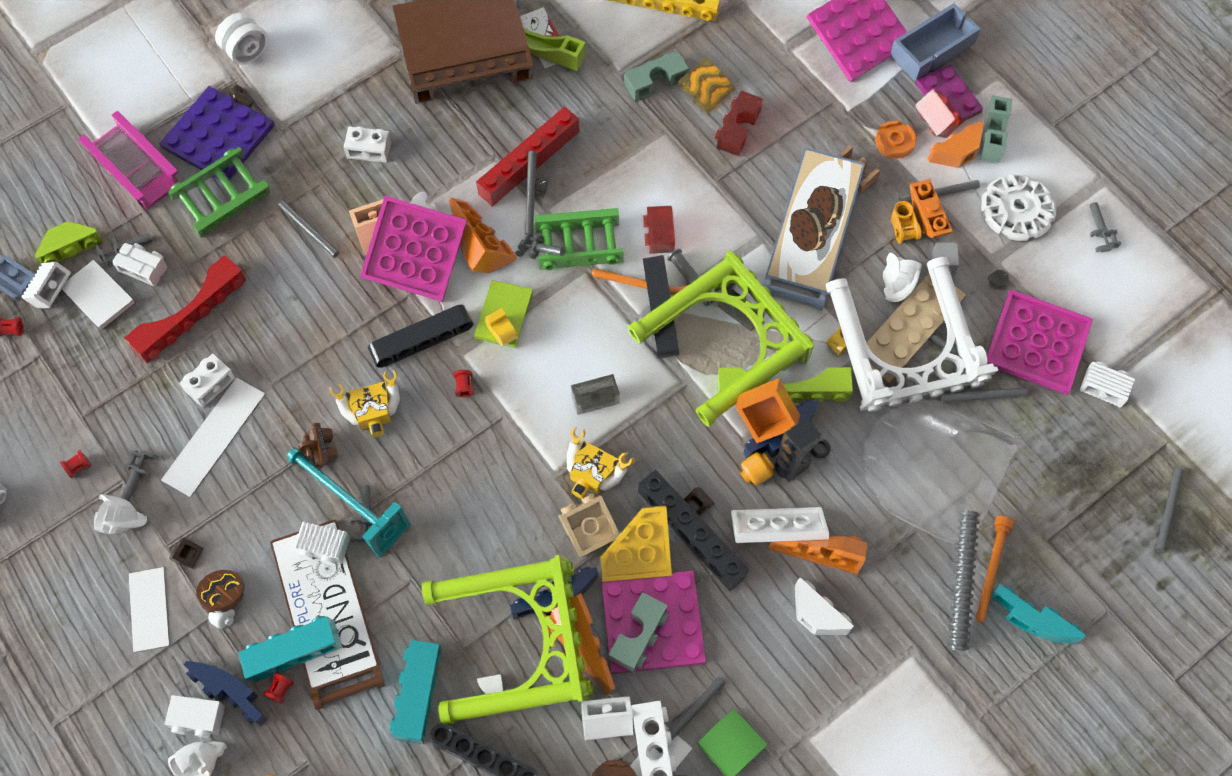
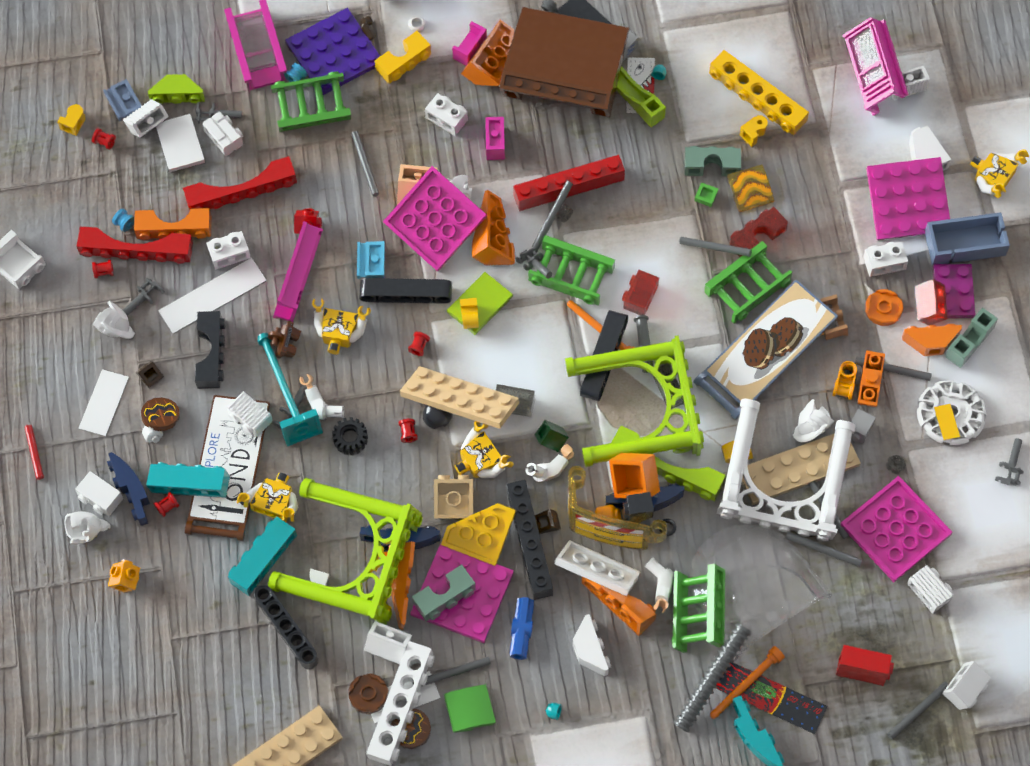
camera: 30 degrees right, 0 degrees up
(74, 401) = (123, 220): none -> dark azure wheel
(94, 704) = (34, 452): none -> red bar
(143, 406) = (173, 247): none -> red arch
(156, 371) = (149, 226): none -> orange arch
(187, 169) = (296, 73): none -> dark azure wheel
(250, 518) = (208, 371): none -> black arch
(279, 313) = (306, 215): none -> red brick
(288, 122) = (393, 67): none -> yellow arch
(289, 77) = (414, 19): none -> white piece
(297, 369) = (298, 272): none -> dark pink piece
(356, 68) = (470, 44): none -> dark pink panel
(367, 321) = (371, 259): none -> medium azure plate
(383, 72) = (489, 60): none -> orange wedge
(389, 495) = (316, 401): none -> white arm
(395, 622) = (272, 498): none -> torso
(430, 145) = (495, 138): none -> dark pink panel
(445, 526) = (353, 446): none -> black tyre
(501, 478) = (408, 430): none -> red bush
(522, 446) = (436, 417): none -> black hair
(540, 417) = (459, 397): none -> tan plate
(556, 17) = (659, 72): none -> teal hinge
(653, 412) = (551, 436): none -> dark green panel
(668, 109) = (706, 194): none -> bright green plate
(668, 451) = (551, 470): none -> white arm
(677, 31) = (753, 129): none -> yellow leg
(707, 152) = (715, 246): none -> dark grey bar
(737, 628) = (521, 628): none -> blue piece
(743, 158) = (744, 265): none -> bright green fence
(760, 481) = (605, 528): none -> panel
(819, 699) = (554, 710): none -> teal hinge
(853, 510) = (664, 583): none -> white arm
(871, 93) = (885, 259): none -> white brick
(929, 515) = (715, 608): none -> bright green fence
(1022, 217) = (946, 421): none -> yellow sticker
(1031, 569) = (775, 699): none -> black sticker
(1098, 490) = (864, 665): none -> red brick
(1202, 461) = (967, 685): none -> white brick

